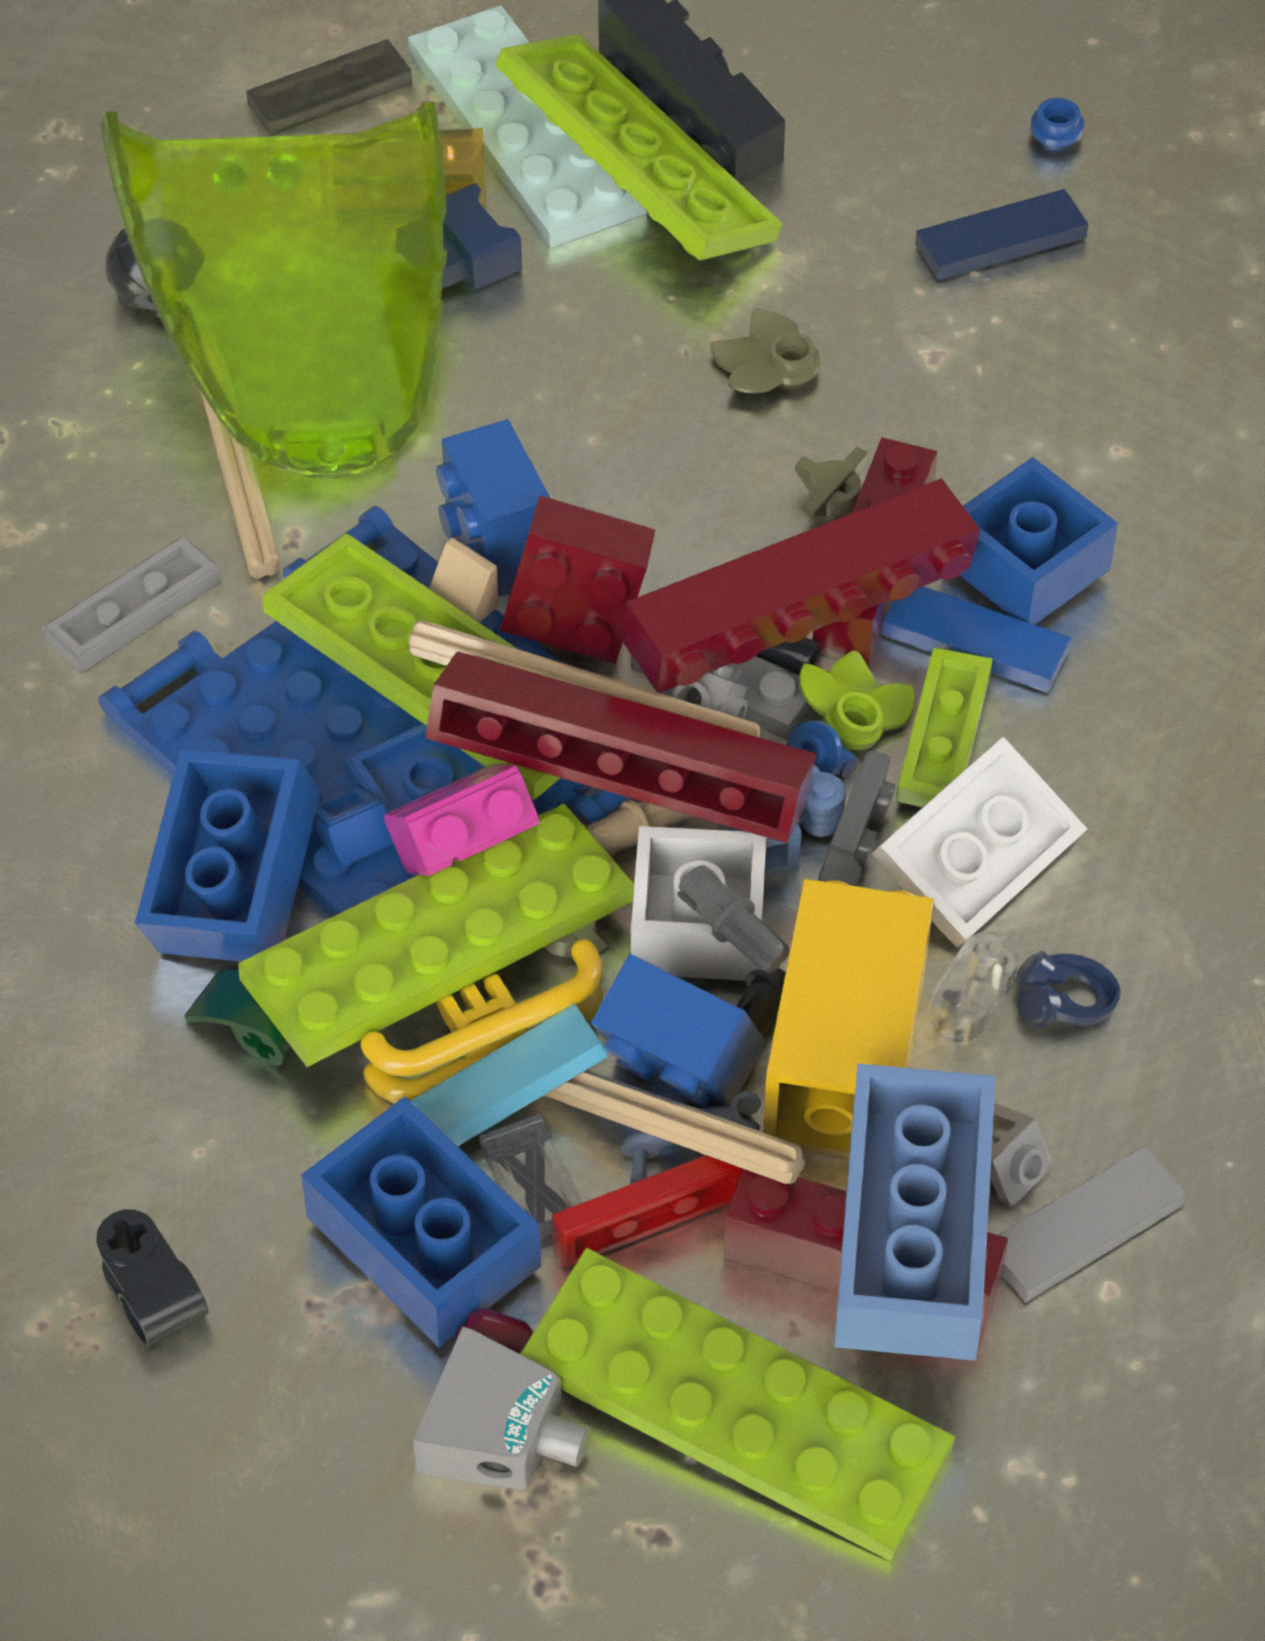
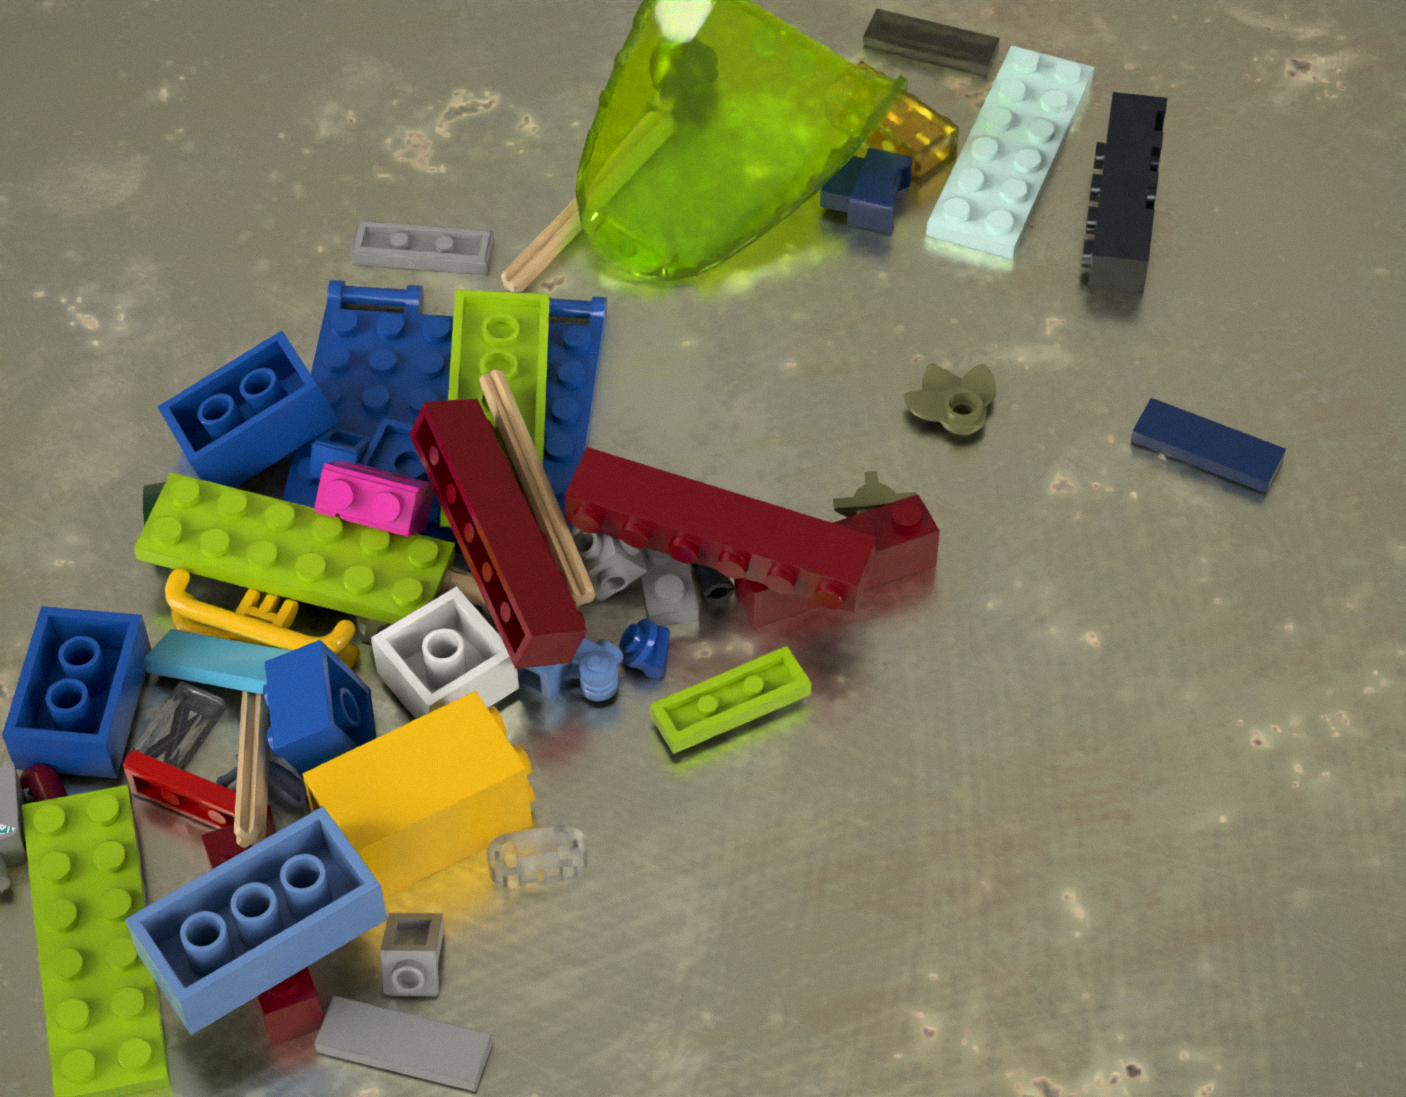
camera: 50 degrees right, 0 degrees up
(466, 580) = (572, 379): tan slope -> none
(489, 495) = (650, 350): blue brick -> none
(577, 579) = (626, 413): dark red brick -> none
(639, 146) = (1040, 211): lime plate -> none
(732, 919) = (417, 676): dark grey axle -> none
(852, 838) = (588, 708): dark grey hinge -> none
(854, 702) = (711, 632): lime plate -> none
(945, 622) = (834, 668): blue tile -> none
(980, 841) = (646, 776): white plate -> none
(1037, 542) = (927, 635): blue brick -> none
(1040, 1002) = (555, 905): dark blue piece -> none
(1057, 122) = (1345, 405): blue plate -> none

